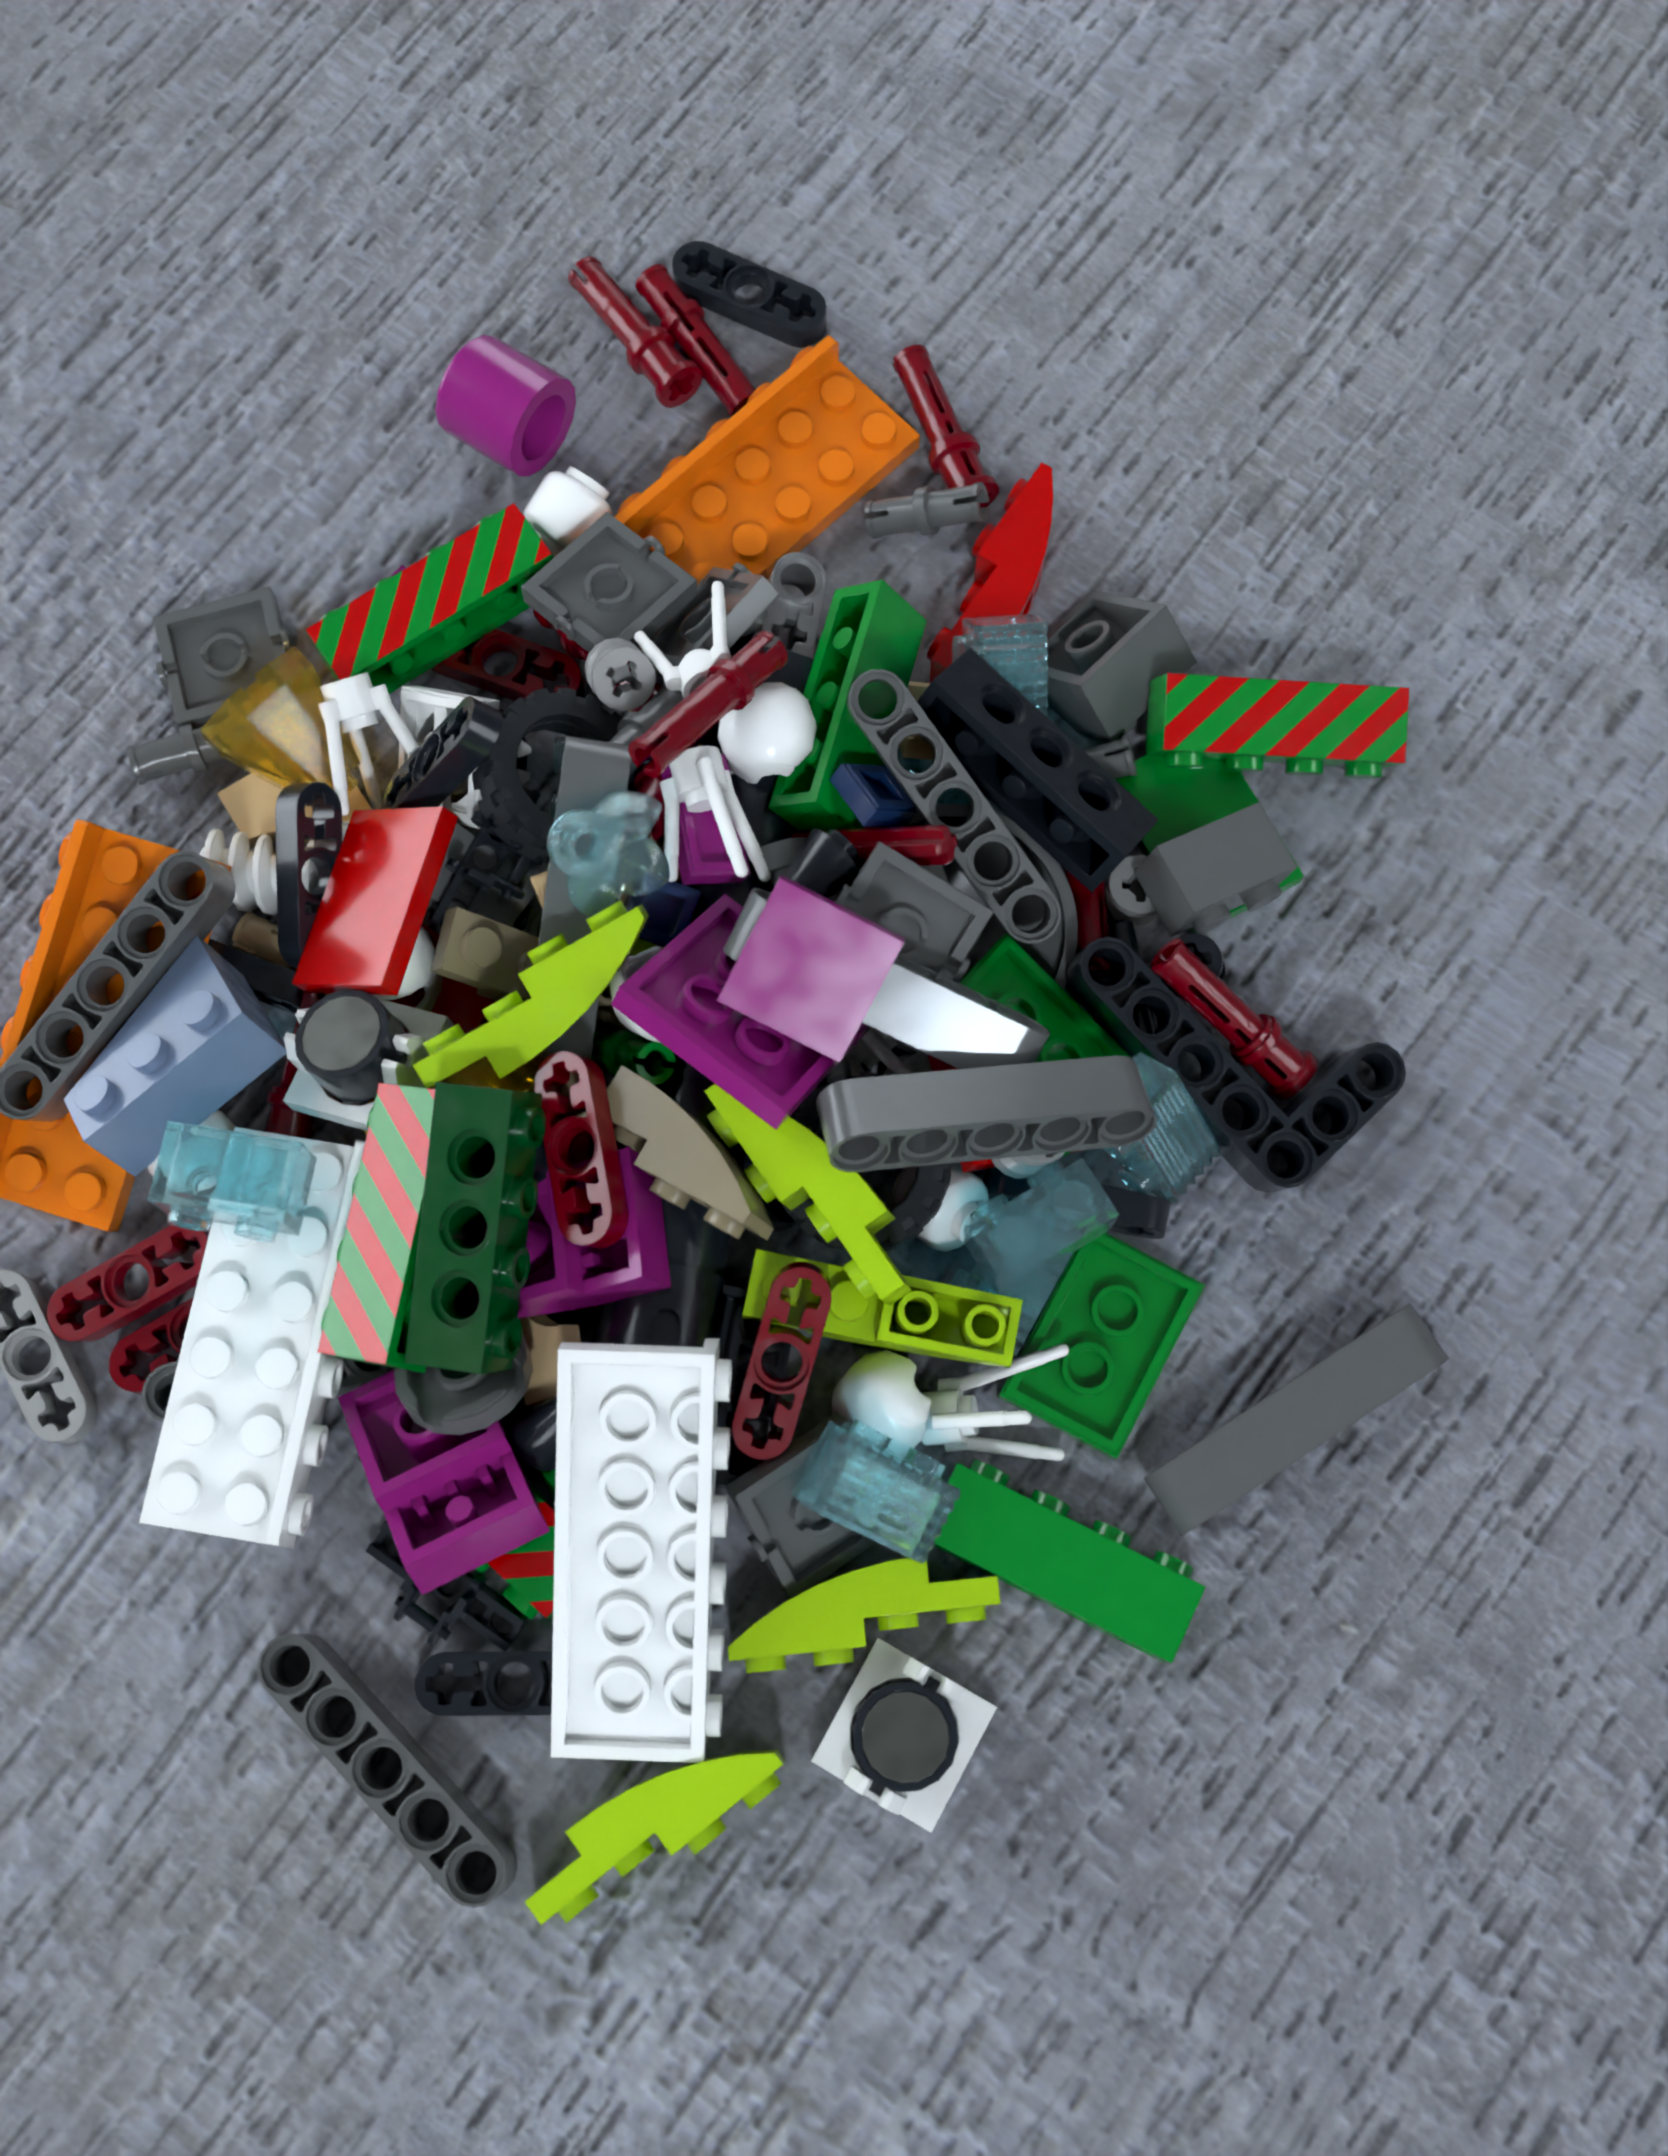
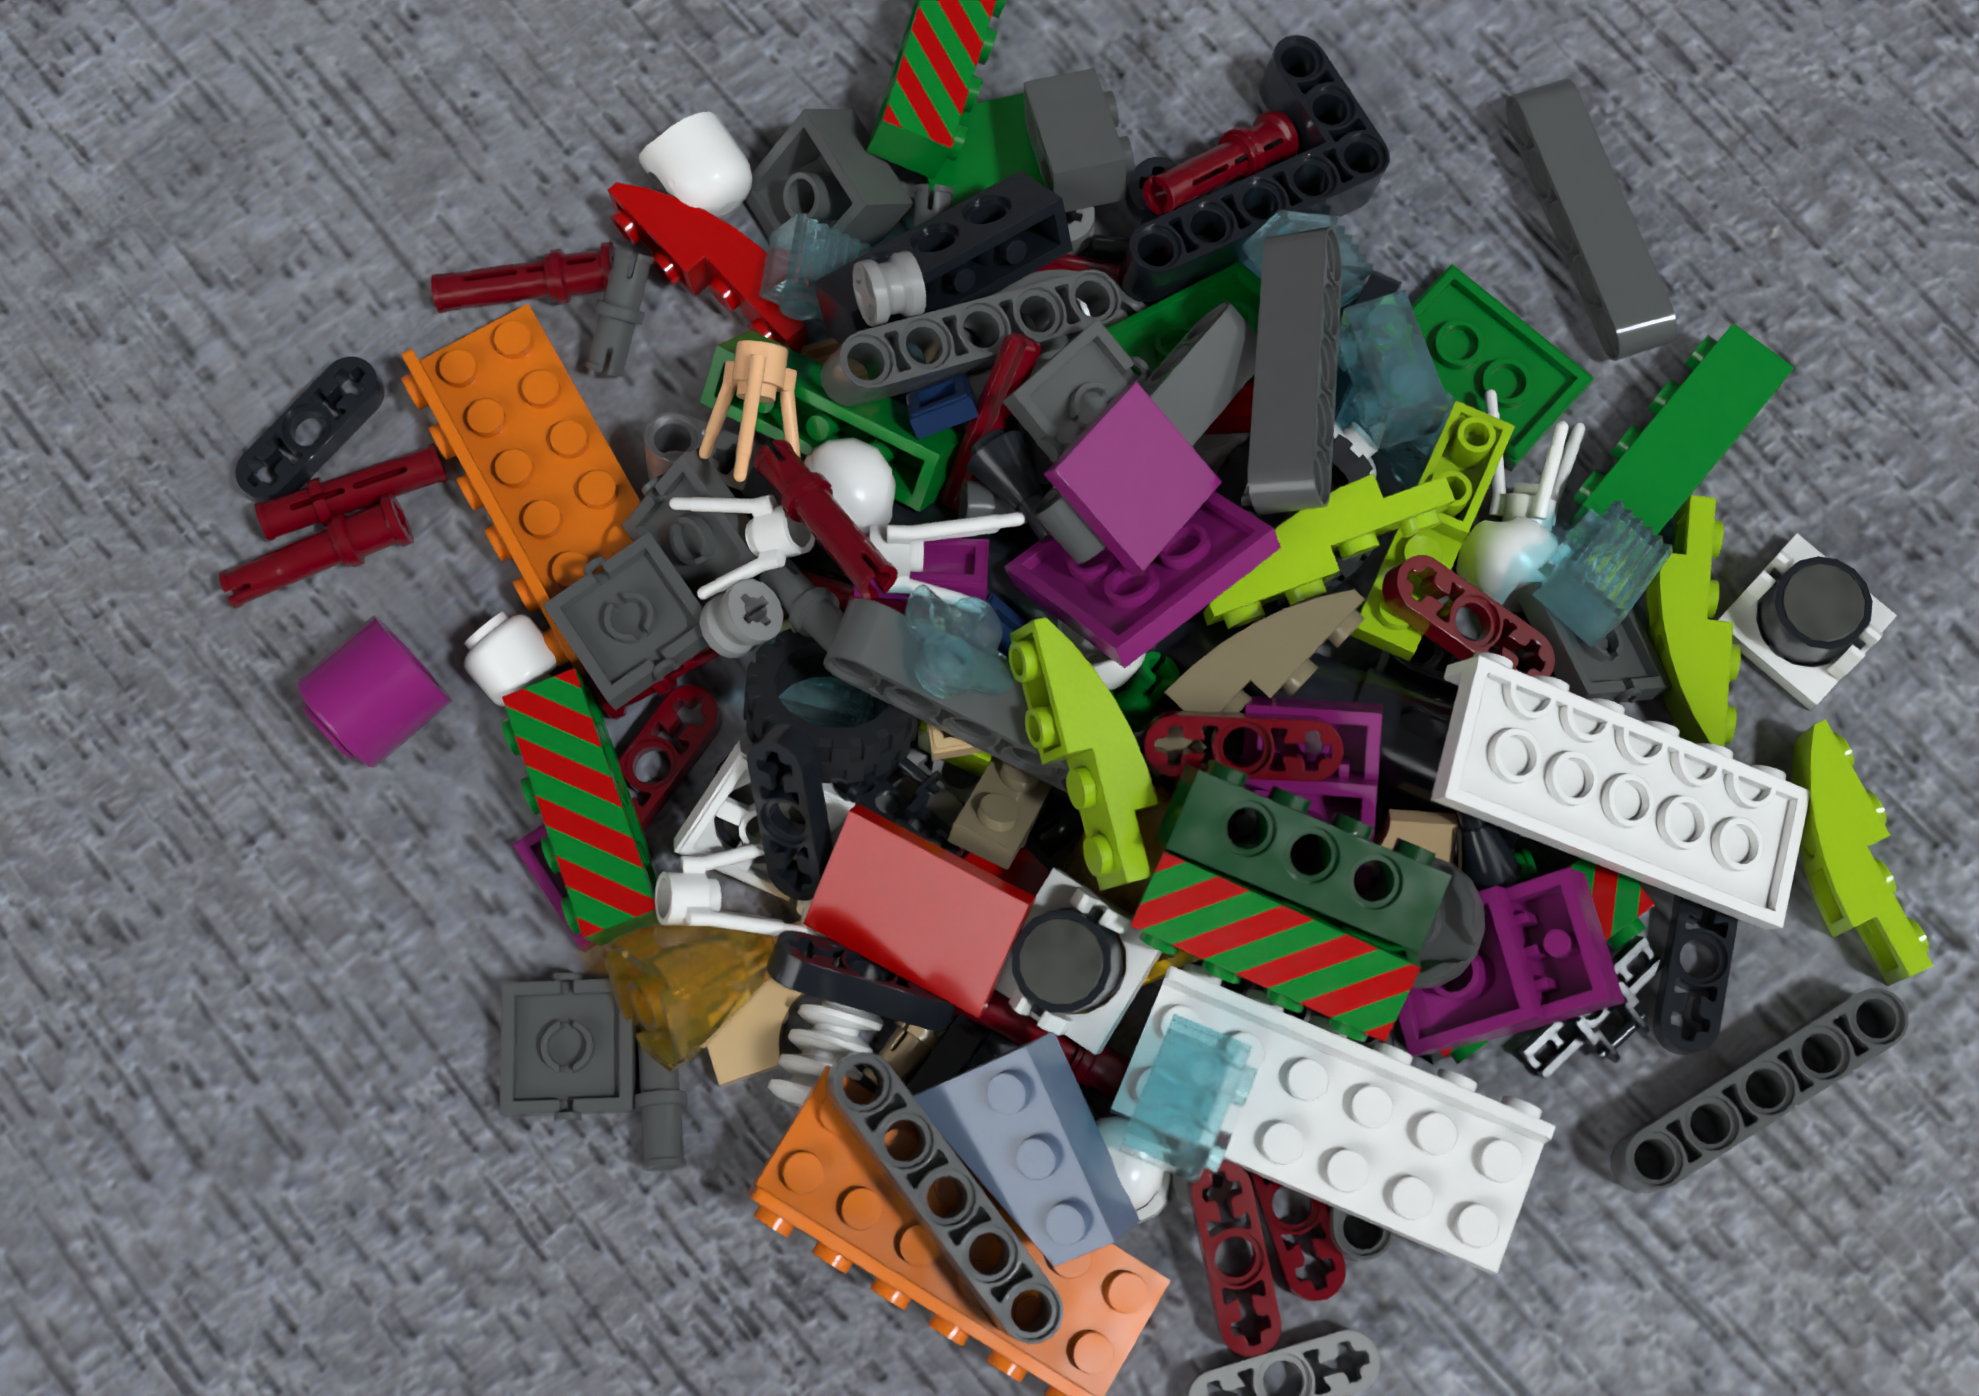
camera: 75 degrees left, 0 degrees up
(847, 612) = (757, 374): none -> light nougat plant
(958, 700) = (889, 288): none -> light grey wheel
(1094, 540) = (700, 164): none -> white helmet

